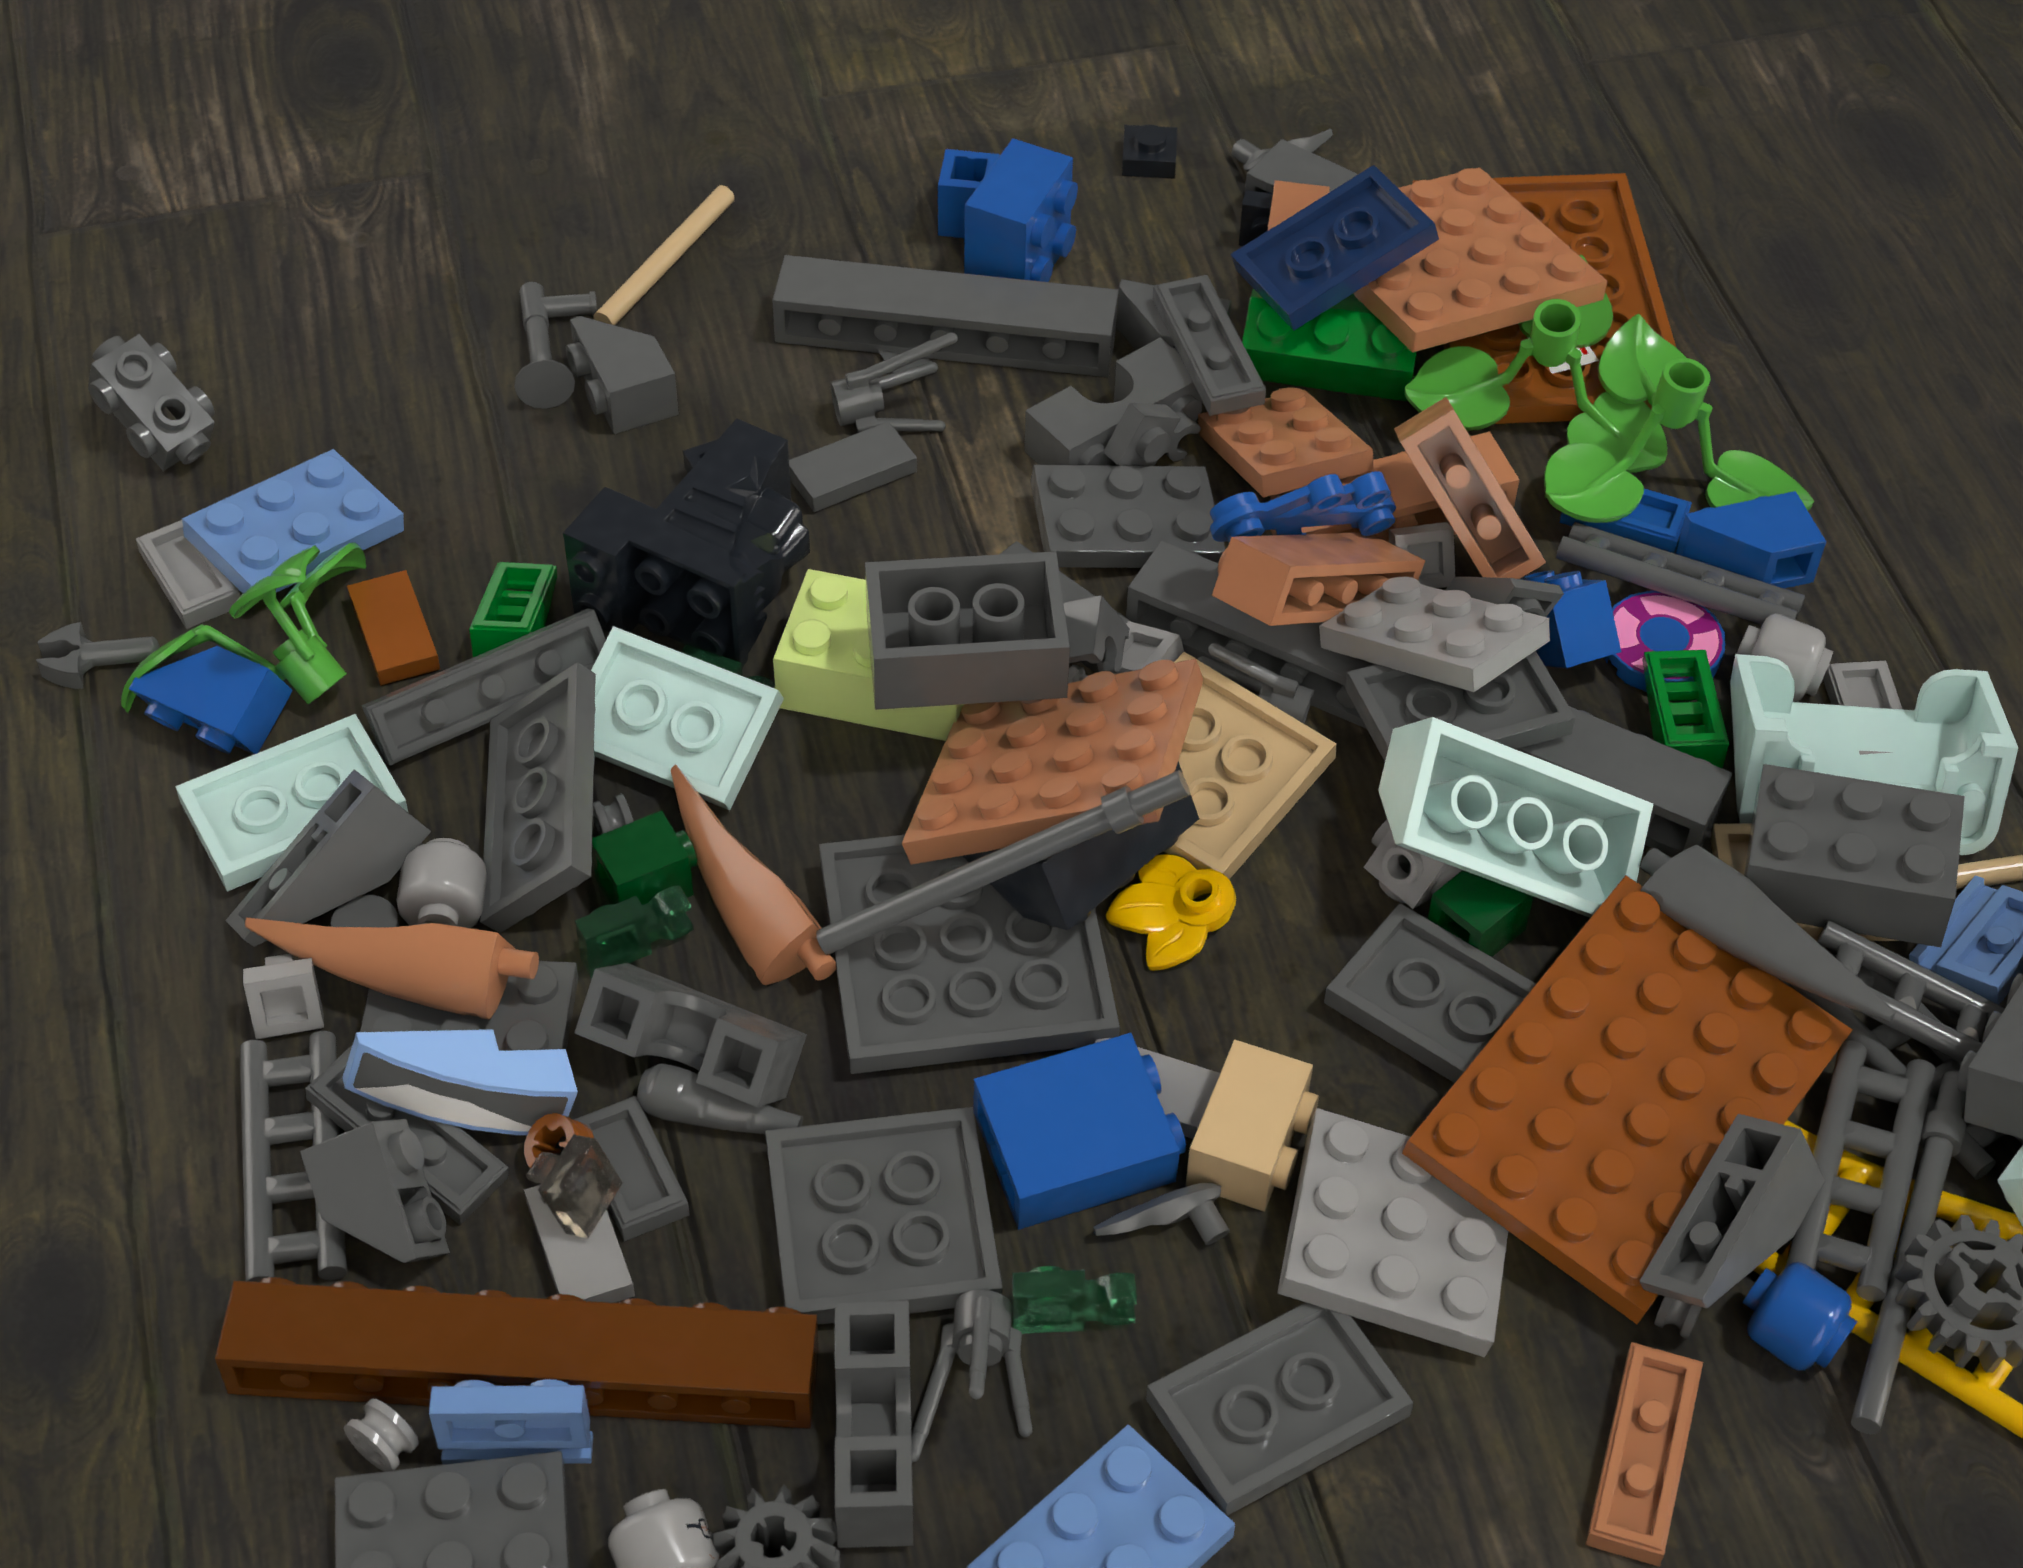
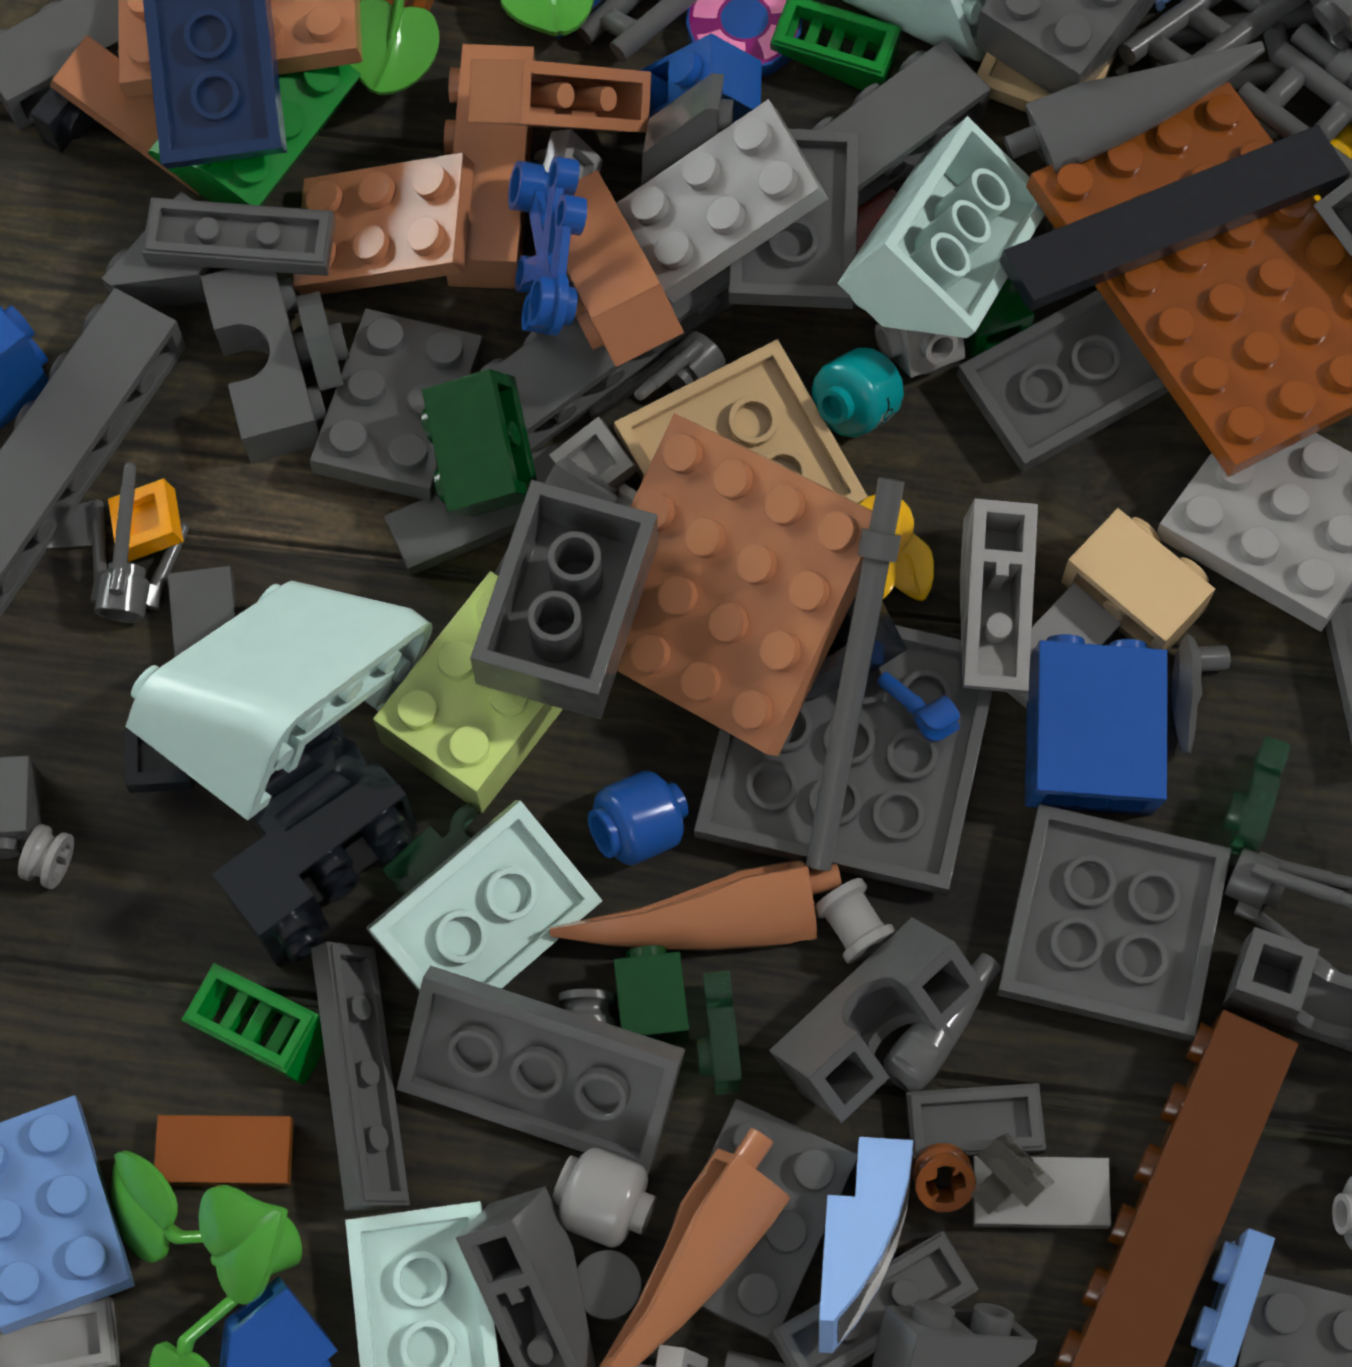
camera: 65 degrees left, 20 degrees up
(601, 442) = (46, 856): none -> light grey bush
(791, 993) = (854, 920): none -> light grey bush
(798, 468) = (272, 684): none -> light aqua windscreen
(813, 801) = (638, 818): none -> blue head
(928, 391) = (154, 519): none -> light orange plate
(1016, 986) = (933, 720): none -> blue hand
(1112, 549) = (478, 442): none -> dark green brick
(1171, 995) = (997, 594): none -> light grey slope
(1323, 829) = (857, 392): none -> teal head
(1648, 997) = (1173, 217): none -> black tile

